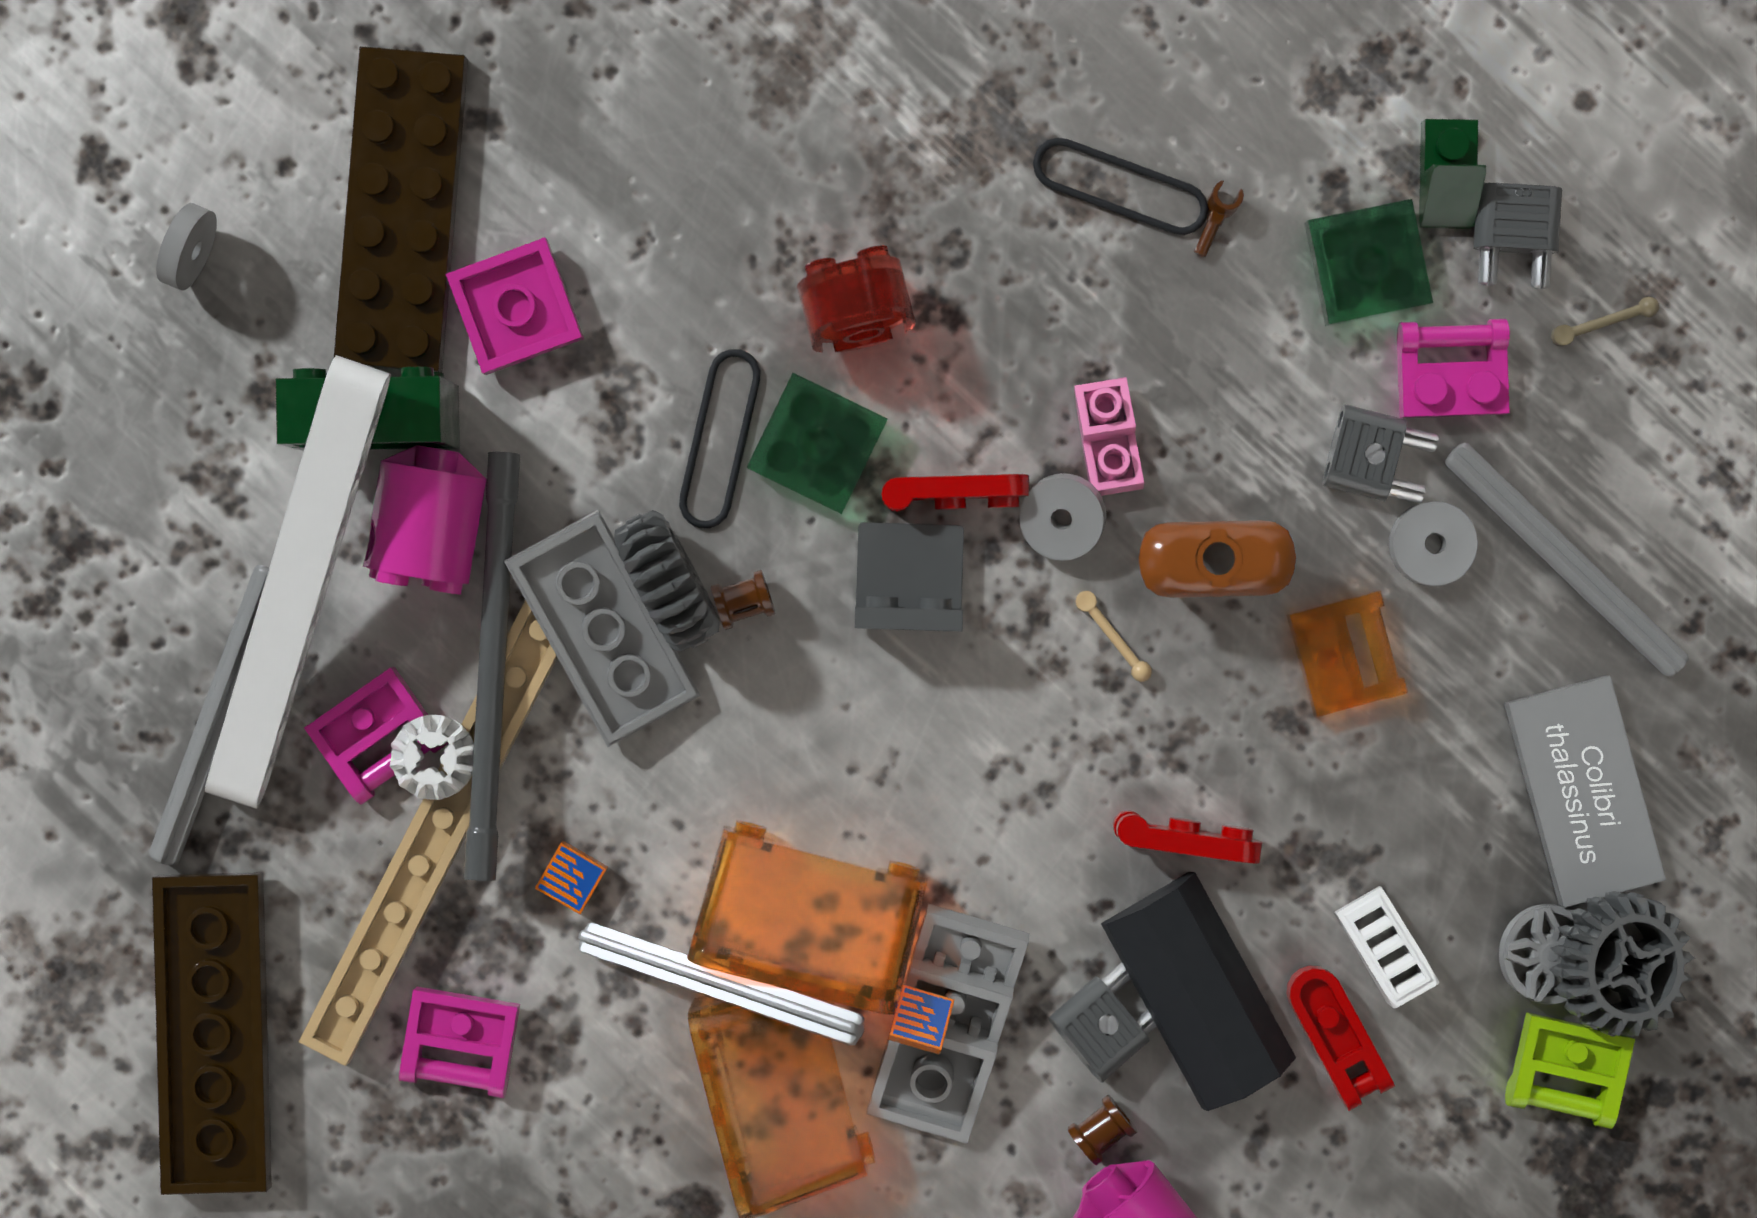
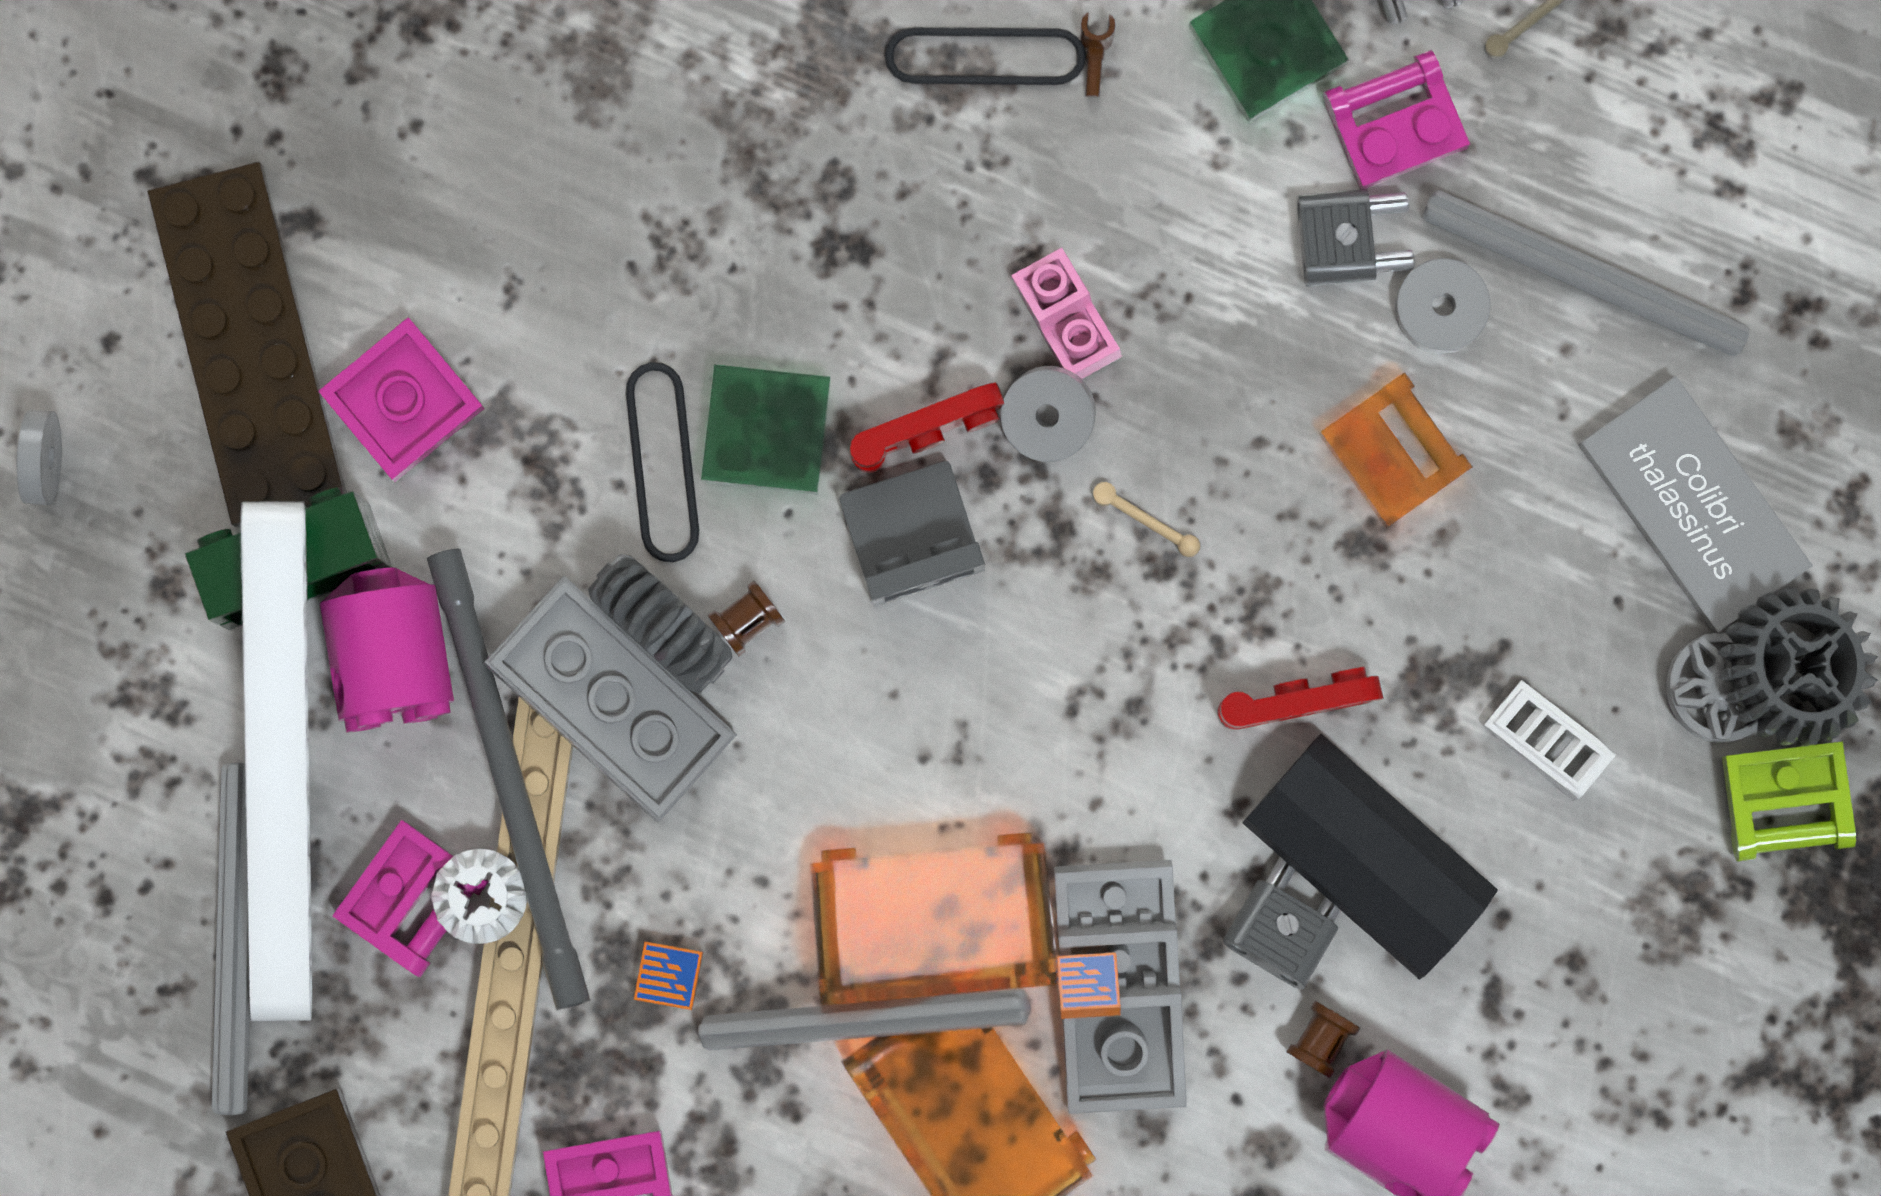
camera: 20 degrees left, 5 degrees down
(855, 300) = (753, 267): clear red brick -> none
(1175, 567) = (1181, 421): dark orange piece -> none
(1336, 1034) = (1532, 851): red plate -> none

